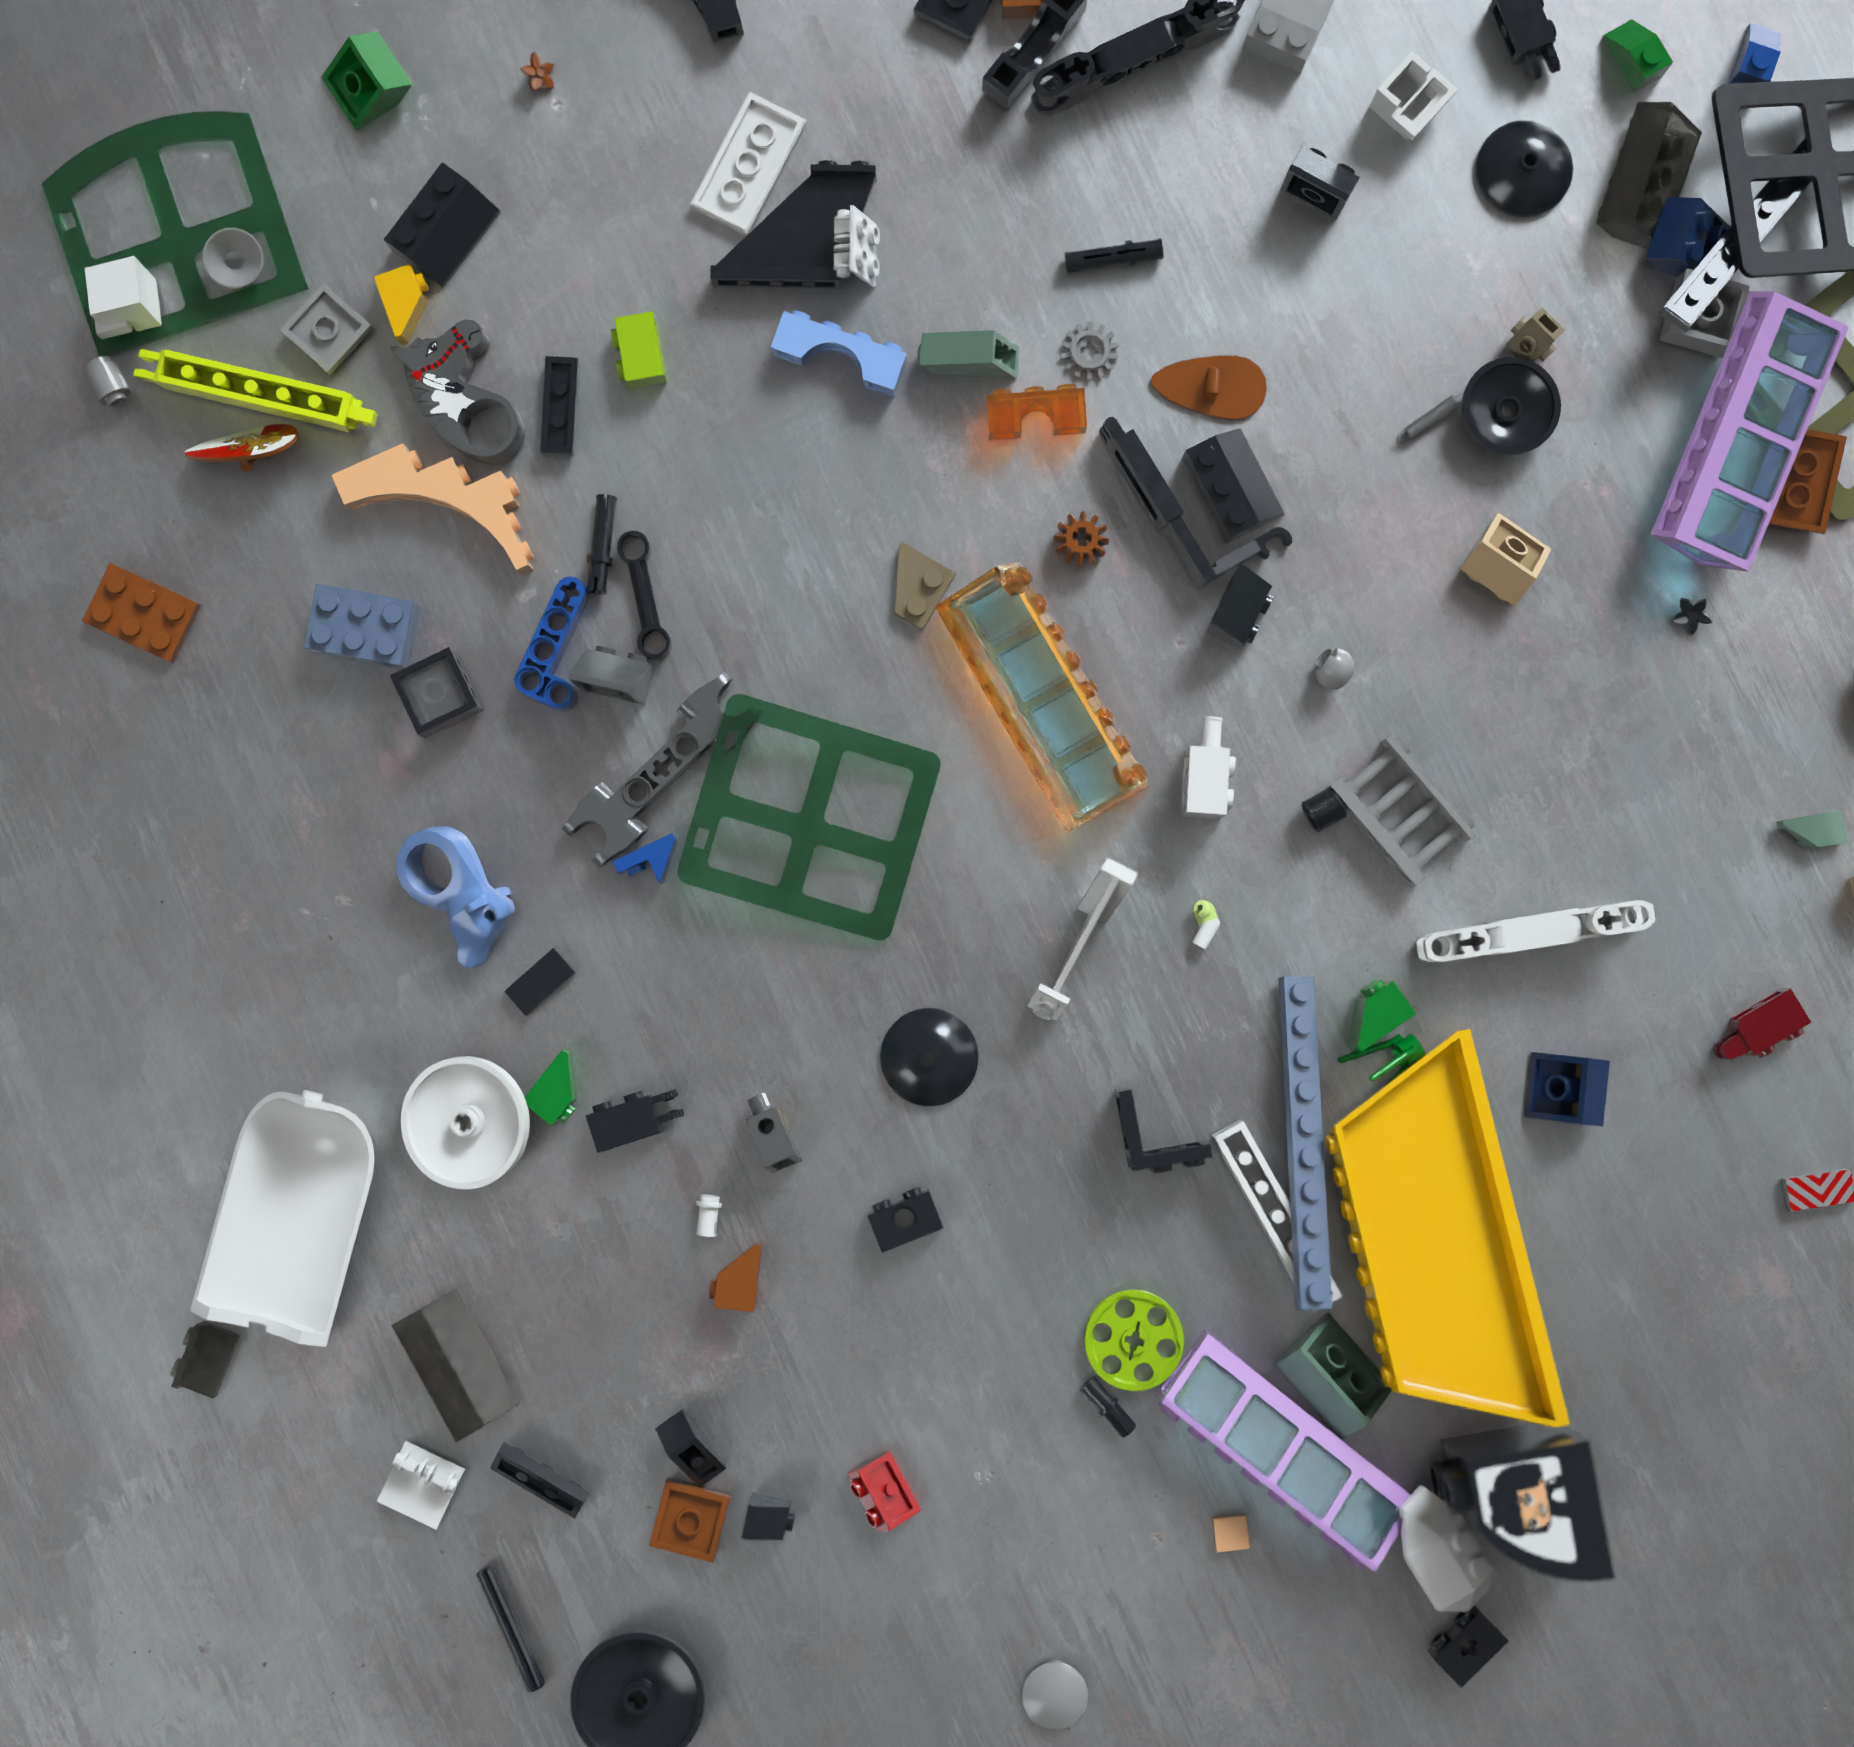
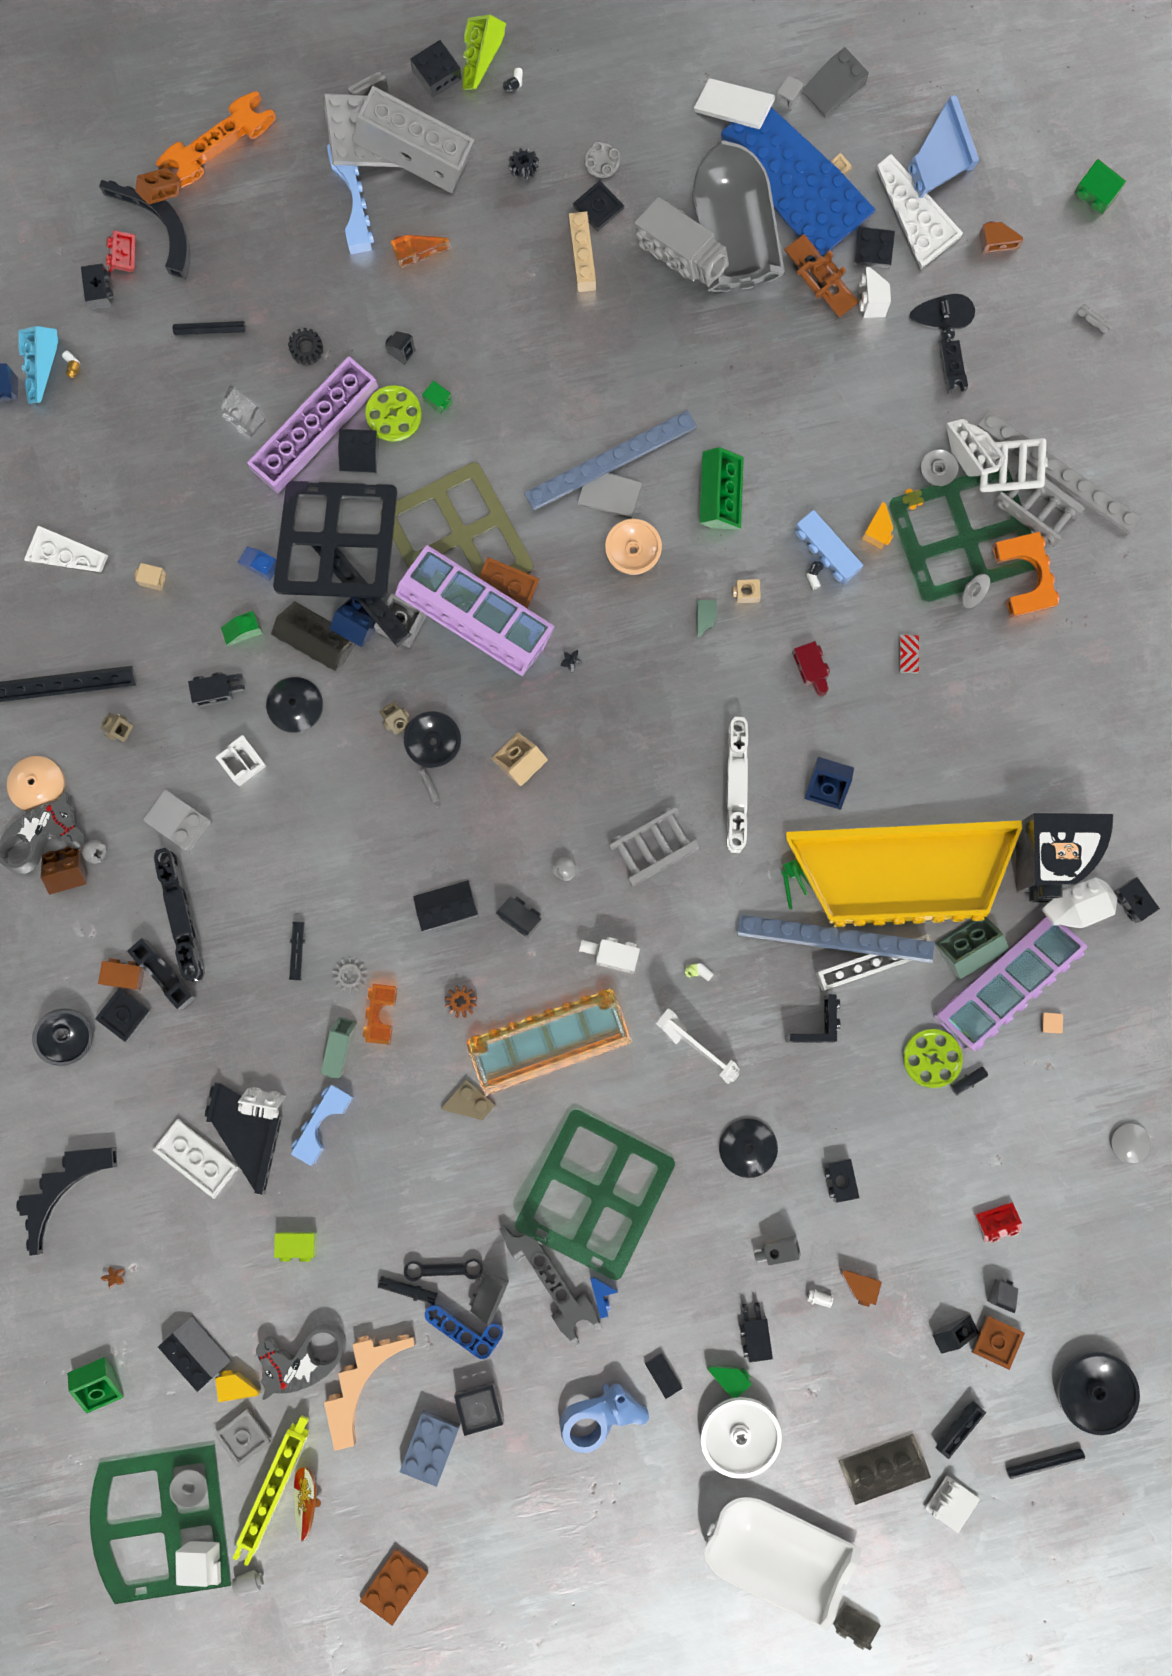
camera: 85 degrees left, 5 degrees down
(559, 406) = (319, 1300): black plate -> none
(1166, 511) = (453, 949): black hinge -> none
(1213, 386) = (385, 906): dark orange shield -> none
(1320, 182) = (278, 823): black slope -> none
(1323, 809) = (645, 890): black piece -> none
(1377, 1014) = (769, 883): green slope -> none

